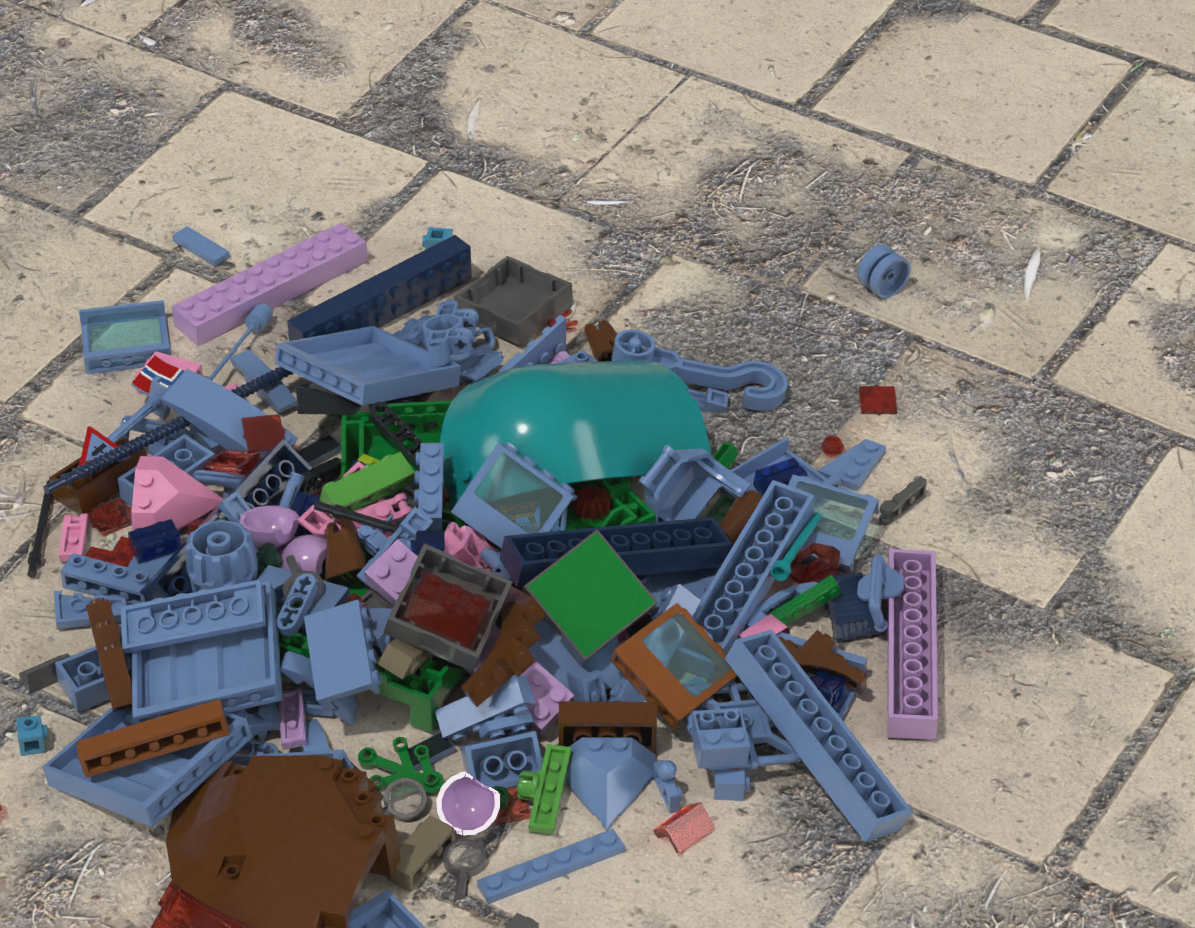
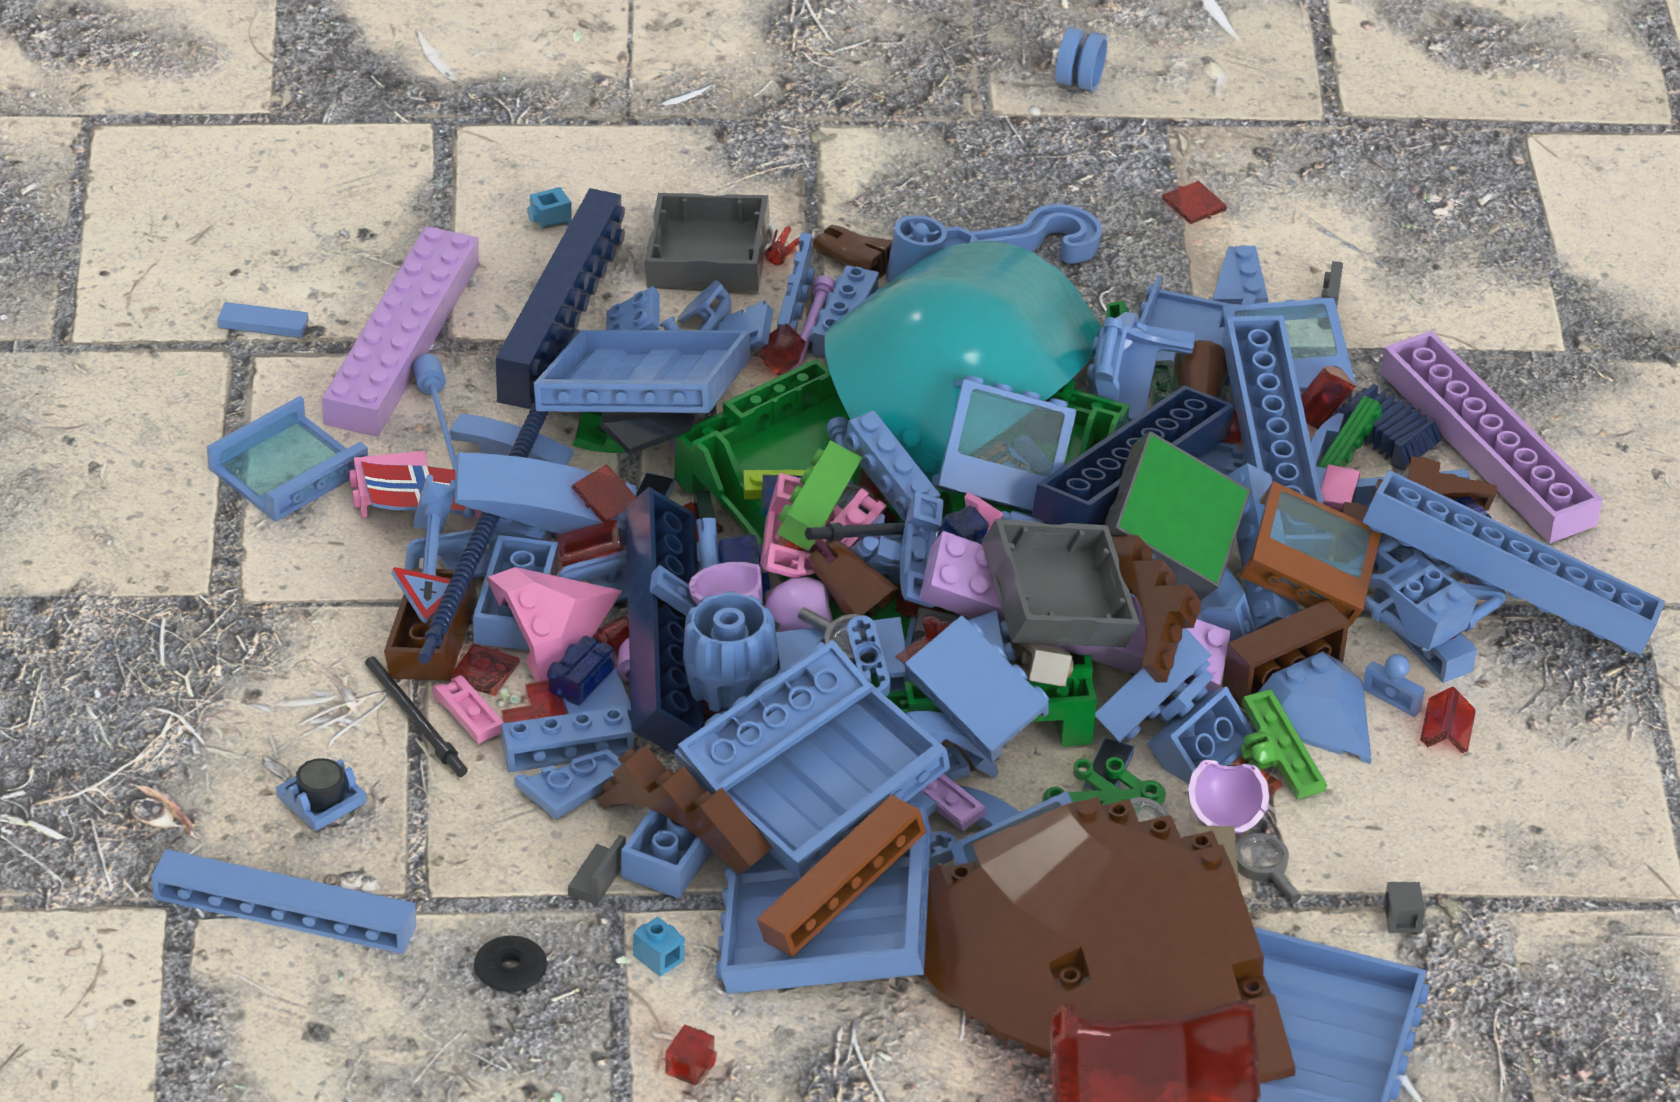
camera: 35 degrees left, 0 degrees up
(395, 438) = (776, 426): black beam -> none
(447, 609) = (1074, 582): clear red brick -> none
(449, 332) = (700, 299): medium blue piece -> none
(550, 866) = (1355, 824): medium blue plate -> none
(778, 472) = (1196, 316): clear blue brick -> none
(782, 568) = (1314, 407): teal piece -> none
(832, 445) = (1201, 267): clear red plate -> none
(880, 584) = (1414, 385): medium blue piece -> none

